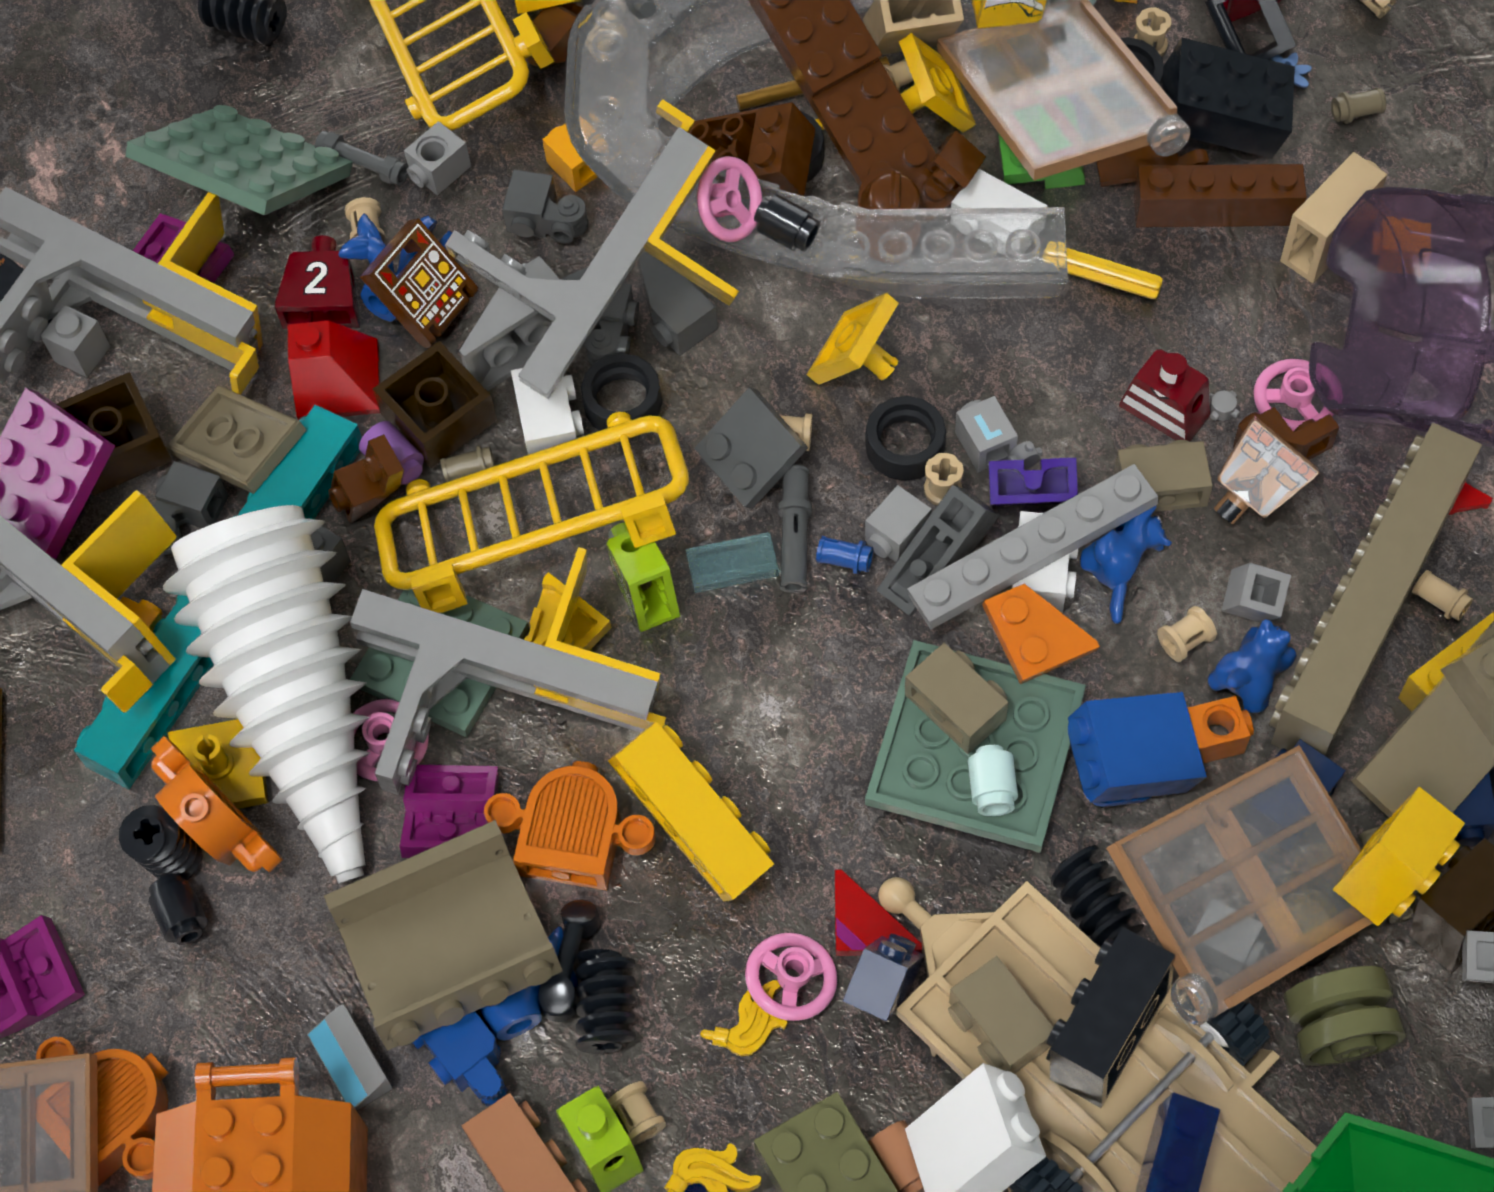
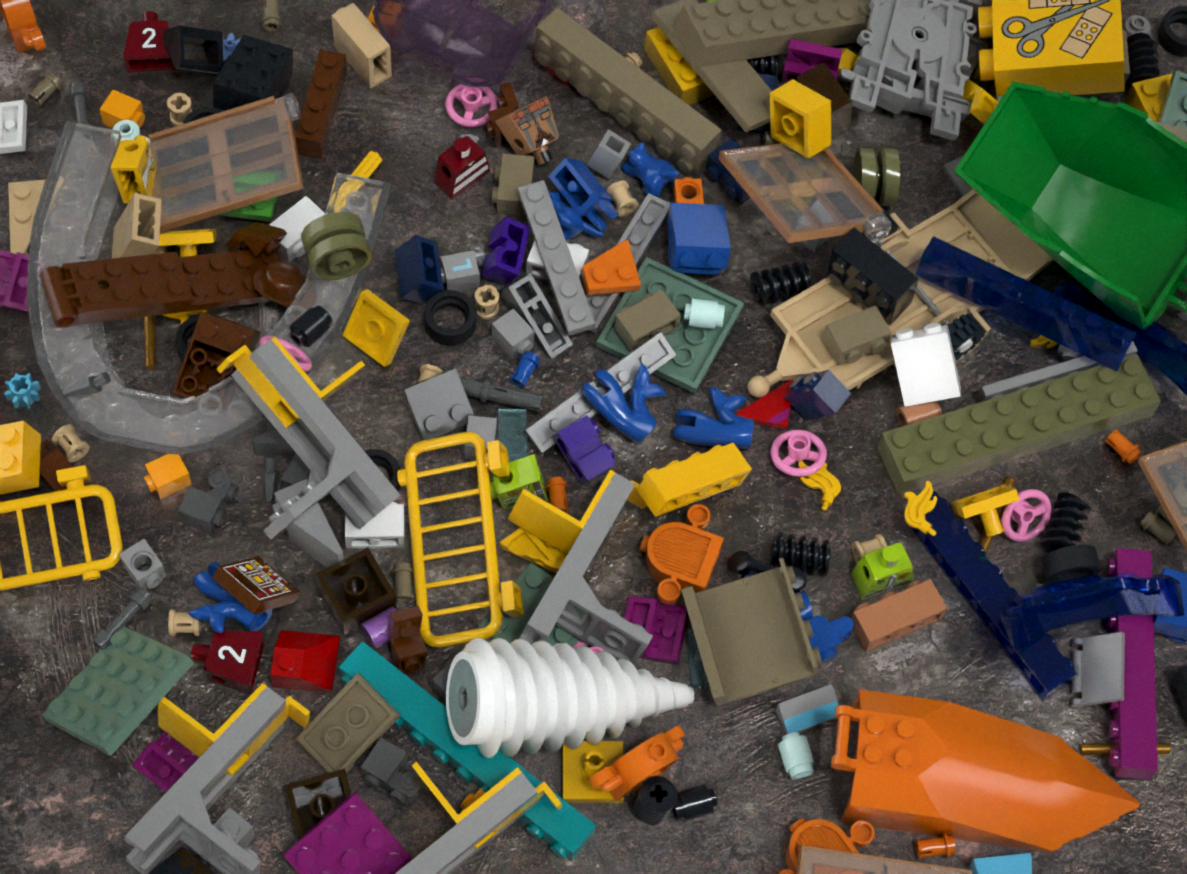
camera: 90 degrees left, 0 degrees up
(269, 1043) = (796, 755): none -> light aqua brick
(643, 638) = (557, 493): none -> orange pin
(710, 515) = (483, 426): none -> light grey brick
(717, 653) = (584, 450): none -> dark purple brick
(795, 830) = (710, 432): none -> blue piece
(798, 669) = (632, 422): none -> blue piece
(823, 659) = (651, 353): none -> light grey plate
(913, 214) = (336, 246): none -> olive wheel
(968, 375) = (419, 269): none -> dark blue brick
(1109, 668) = (640, 235): none -> light grey plate
(1174, 570) = (583, 191): none -> blue hinge

